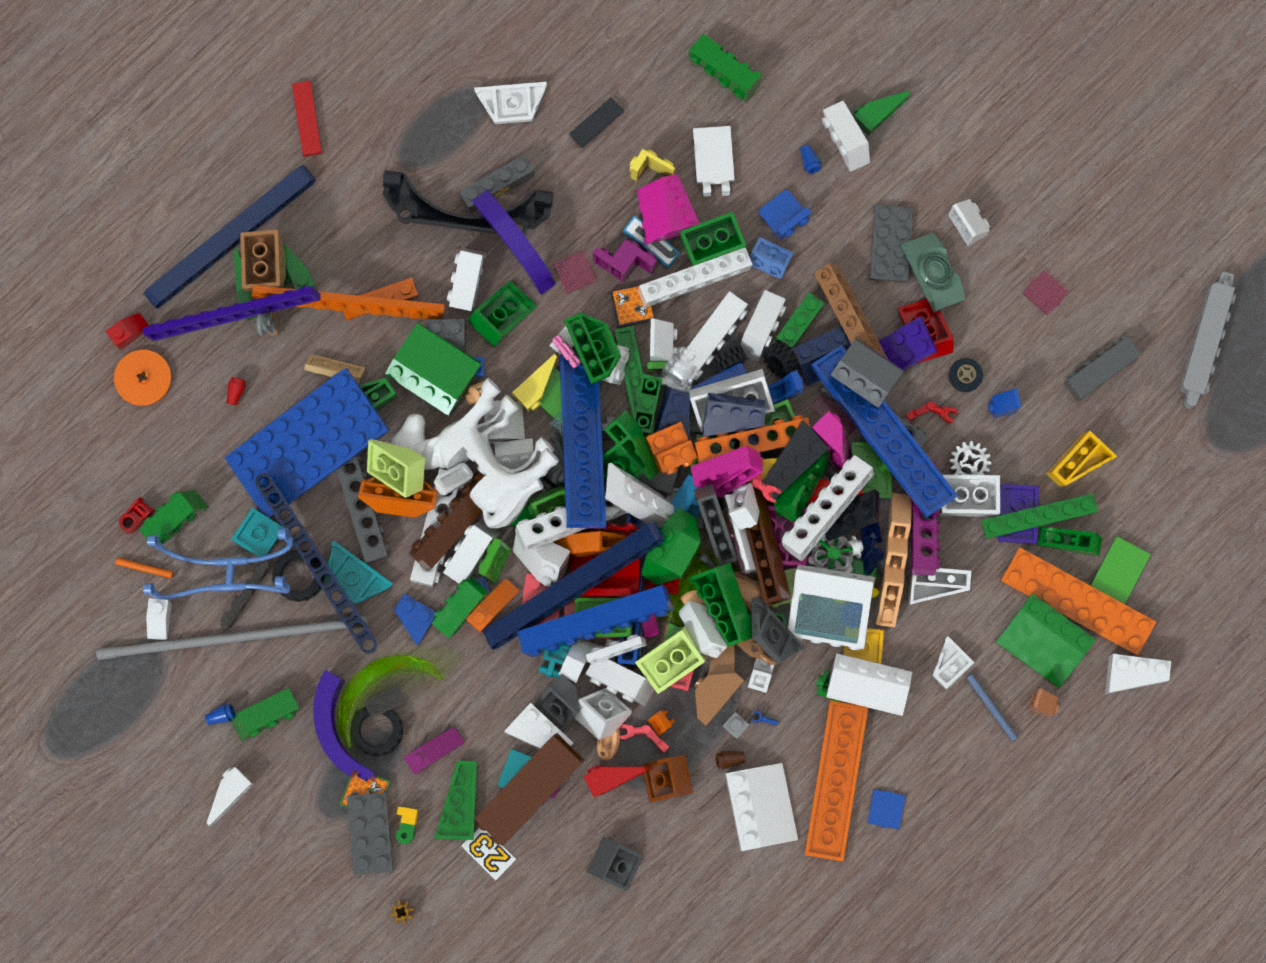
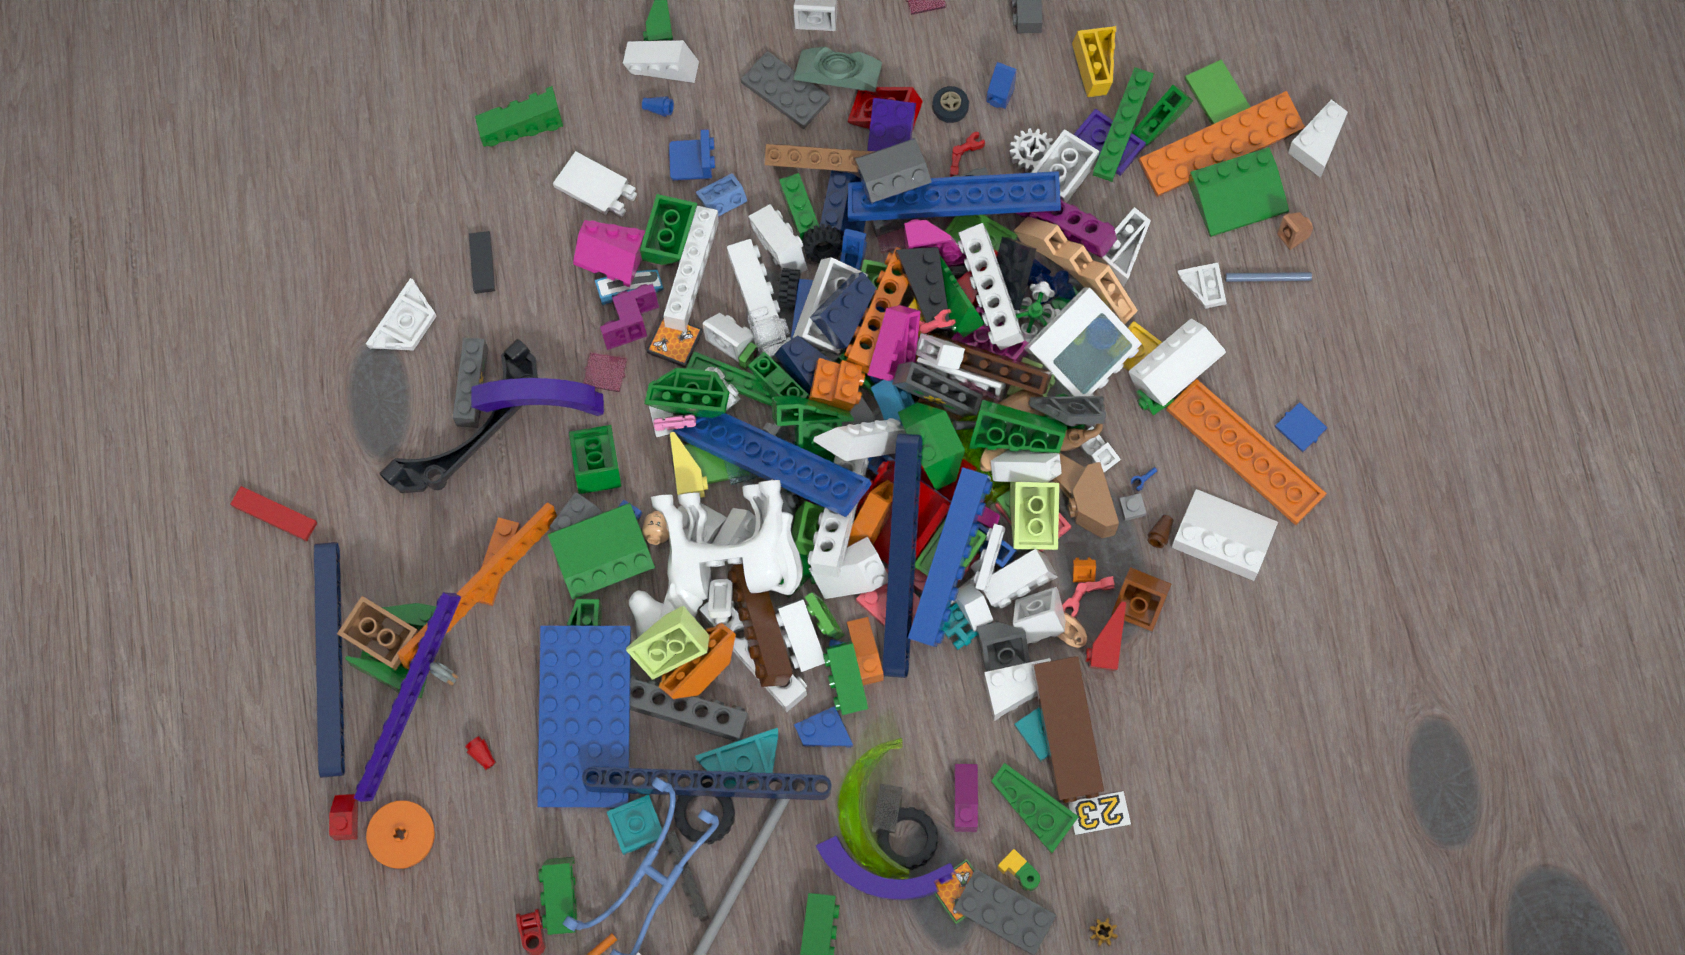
camera: 50 degrees left, 10 degrees down
(330, 367) = (525, 649): tan plate -> none
(466, 279) = (538, 467): white wedge -> none
(615, 863) = (1190, 700): dark grey slope -> none
(650, 159) = (559, 233): light yellow bracket -> none

